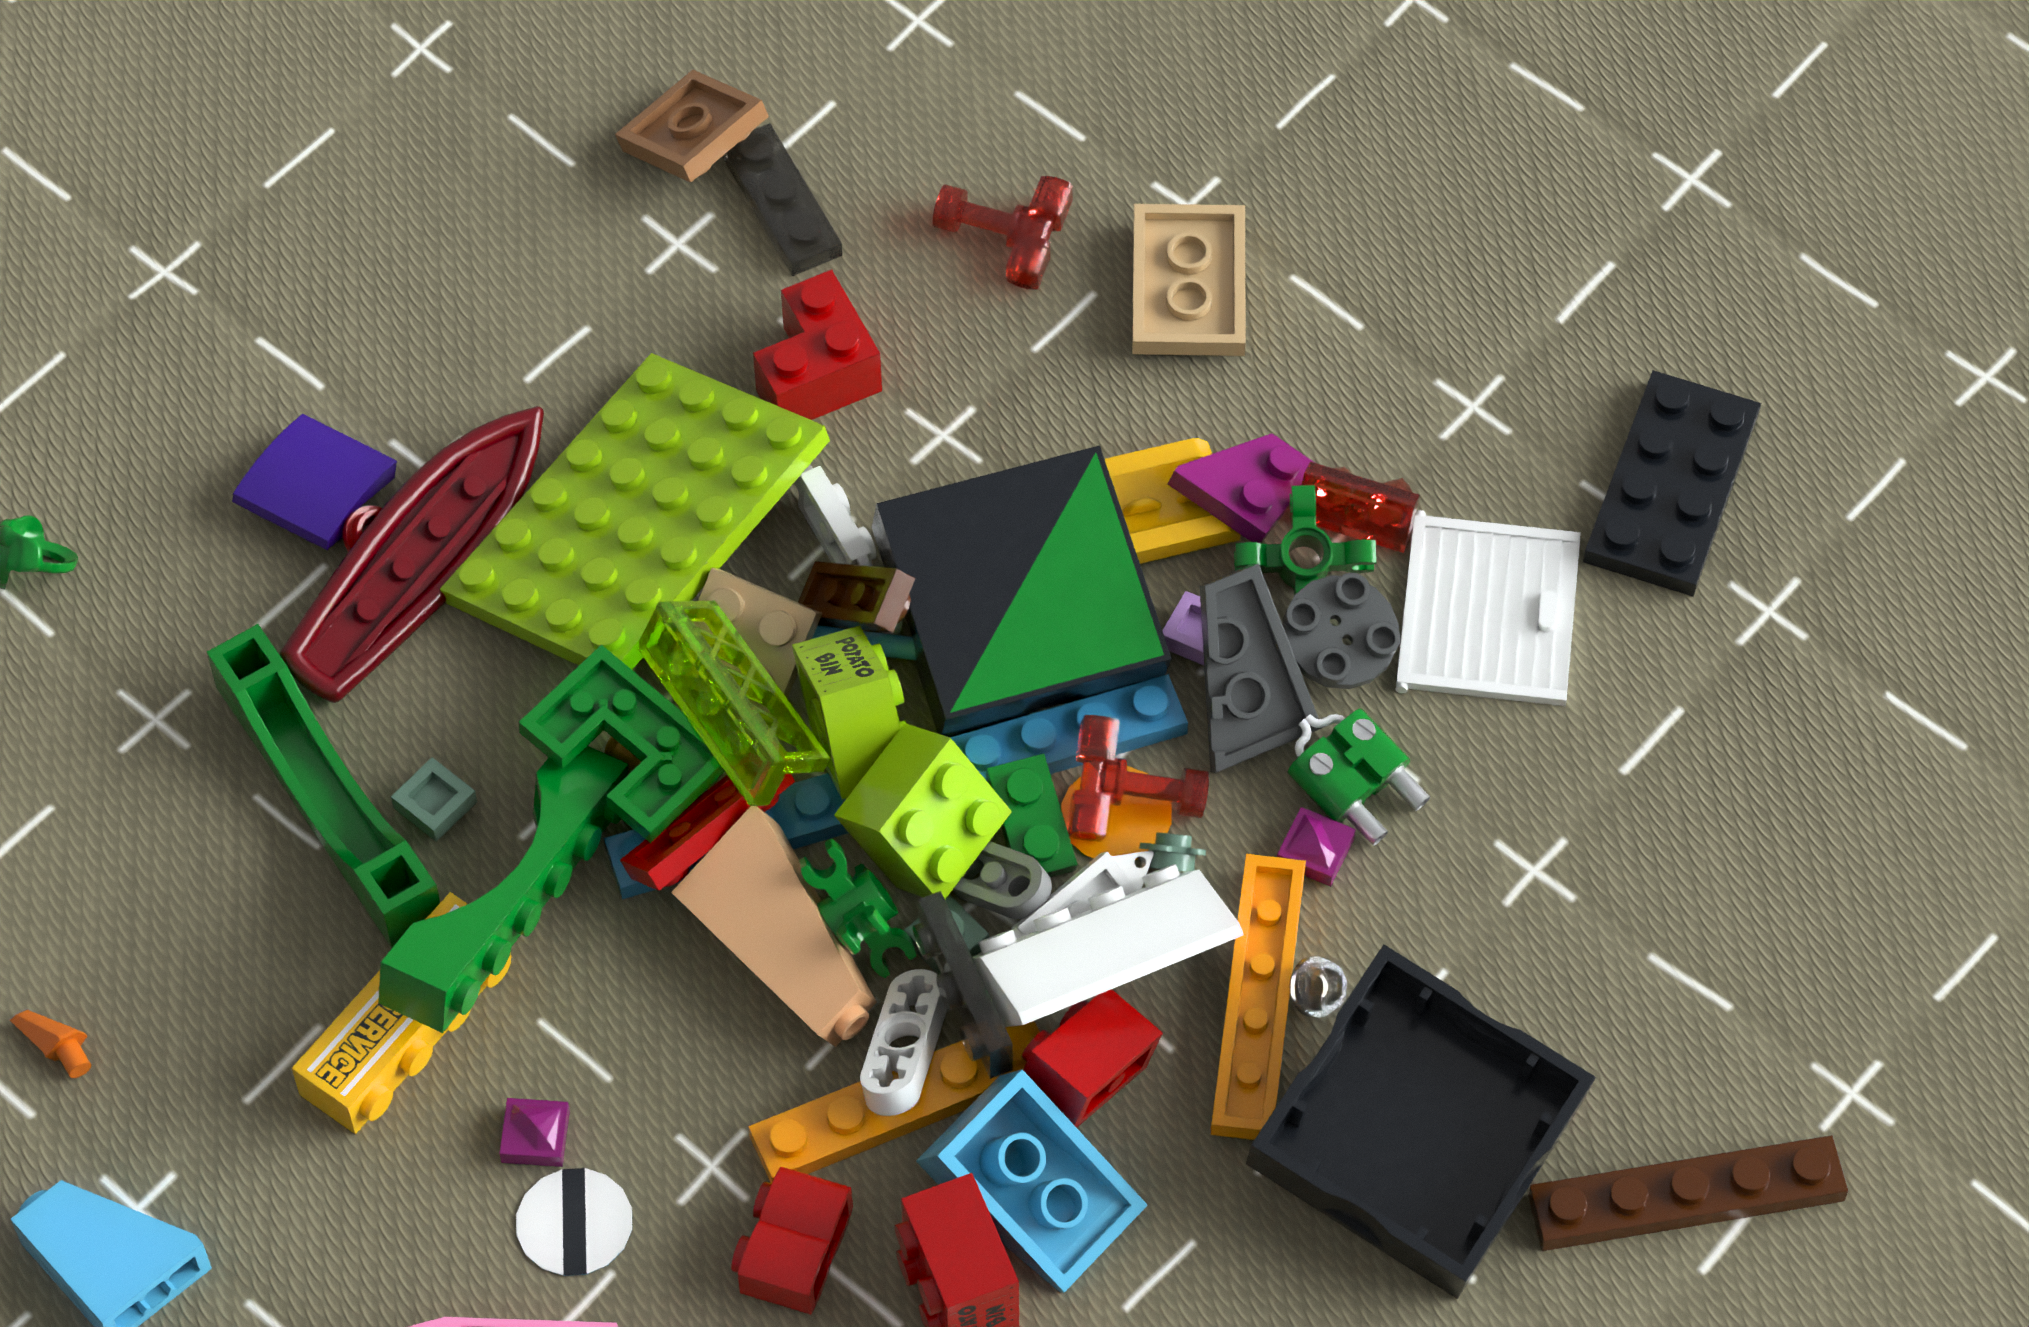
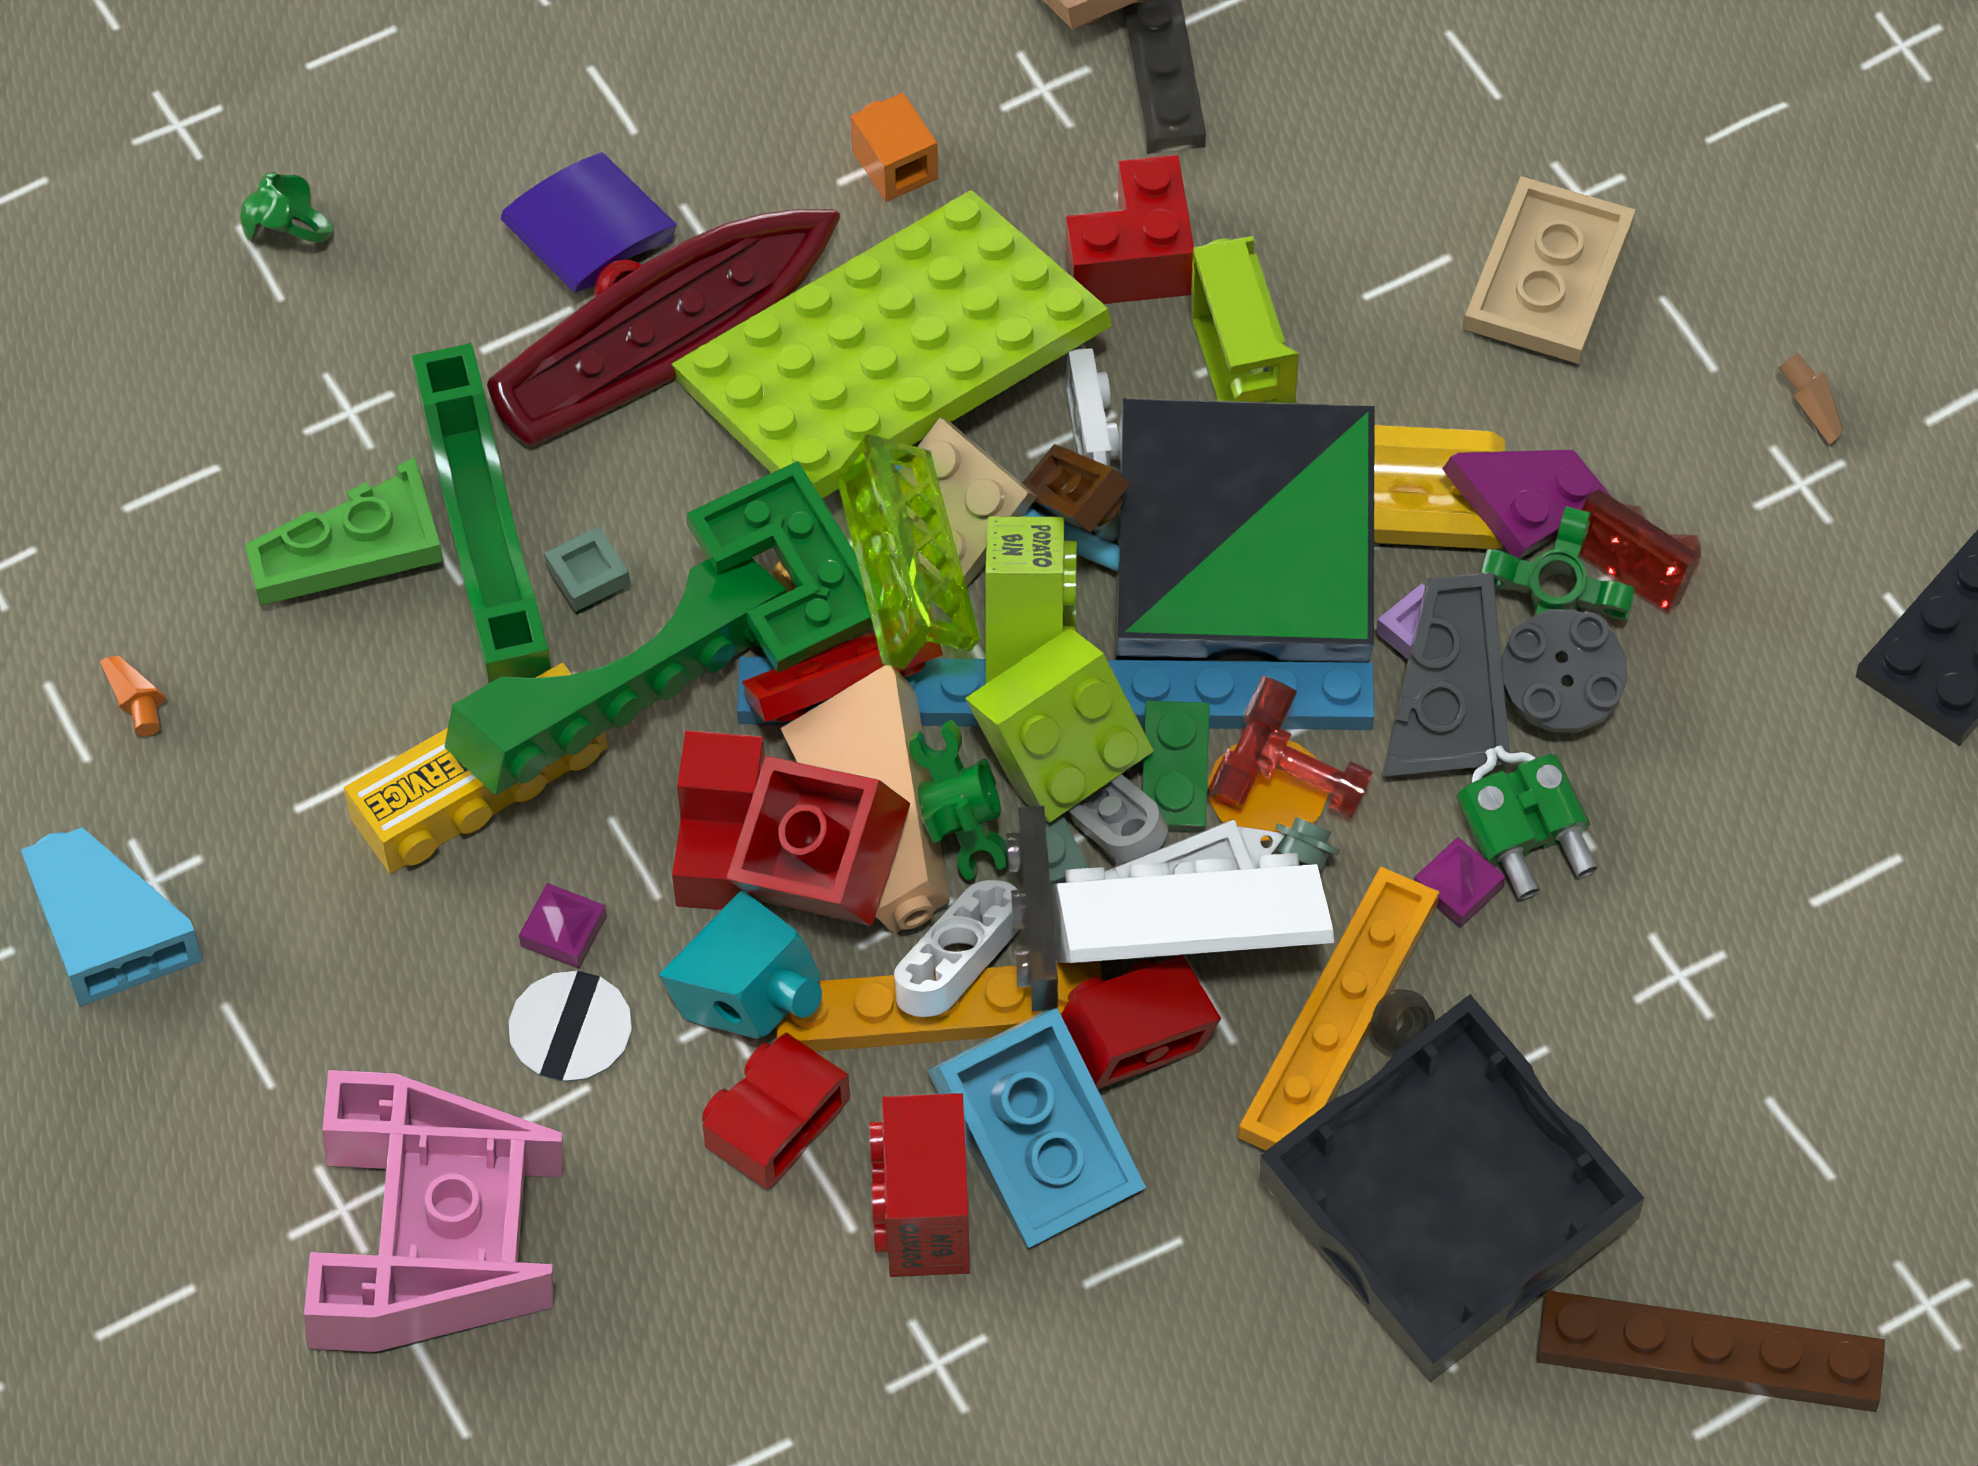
camera: 20 degrees right, 0 degrees up
(211, 835) = (359, 540): none -> bright green wing
(567, 333) = (894, 146): none -> orange brick
(647, 984) = (714, 798): none -> red brick
(722, 1123) = (744, 972): none -> teal torso
(751, 984) = (818, 840): none -> red brick
(944, 410) = (1239, 325): none -> lime window
(1026, 228) = (1399, 171): clear red bar -> none
(1457, 325) = (1814, 396): none -> medium nougat bar
(1488, 610) = (1735, 696): white piece -> none

